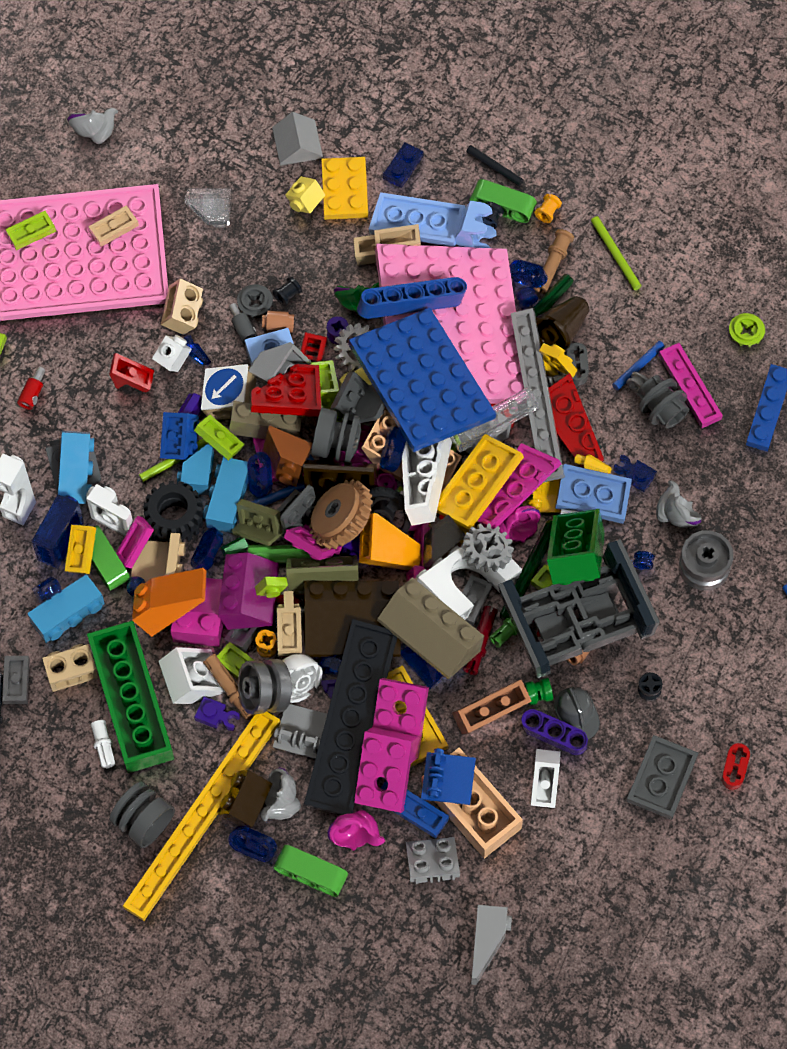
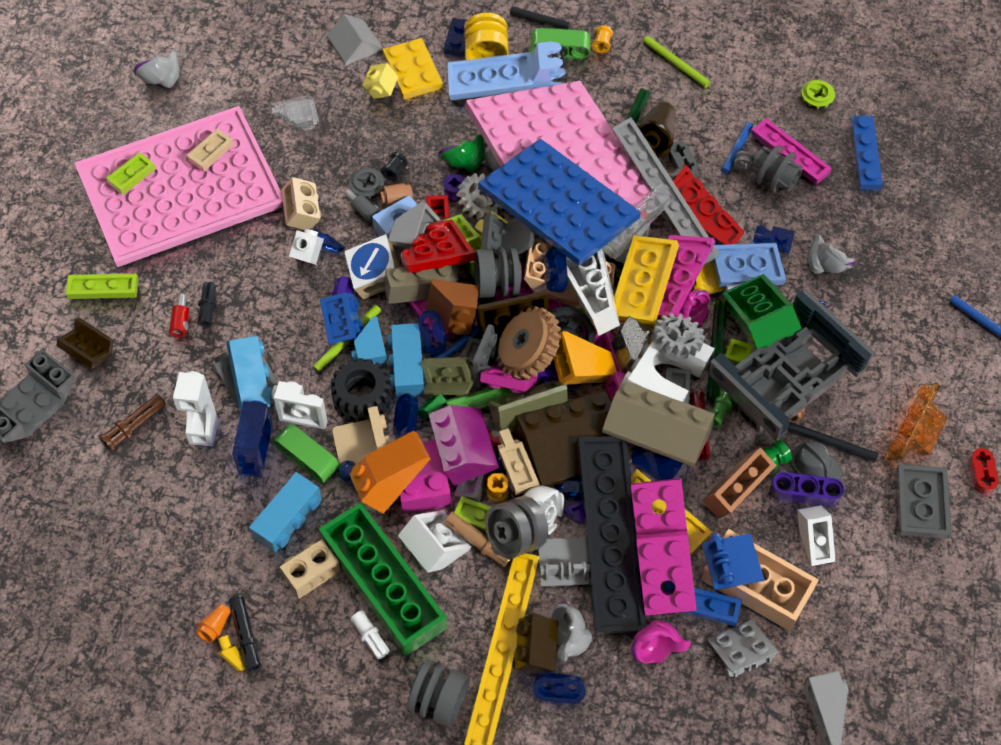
camera: 20 degrees left, 5 degrees down
(16, 680) = (258, 597): flat silver plate -> none
(47, 588) = (260, 498): clear blue plate -> none
(61, 384) = (207, 304): none -> black axle
(80, 549) = (282, 449): yellow plate -> none
(129, 372) = (272, 275): red slope -> none
(134, 541) = (333, 427): dark pink tile -> none
(213, 712) = (468, 571): dark purple plate -> none
(219, 437) = (381, 308): lime plate -> none
(271, 586) = (486, 429): lime plate -> none
(310, 870) = (628, 697): bright green beam -> none
(402, 235) = (454, 111): tan slope -> none
(411, 297) = (519, 134): blue beam -> none
(425, 177) = (485, 36): none -> yellow wheel
(527, 297) = (615, 115): clear blue bush -> none
(530, 270) = (610, 95): clear blue beam -> none
(556, 252) = (625, 74): medium nougat pin -> none
(557, 359) = (669, 155): yellow plate -> none
(592, 463) = (736, 238): yellow bar -> none
(601, 693) = (832, 441): none -> black bar
(650, 681) = (876, 416): black wheel -> none
(693, 705) = (920, 426): none -> clear orange bracket
(705, 560) = (875, 294): flat silver wheel -> none

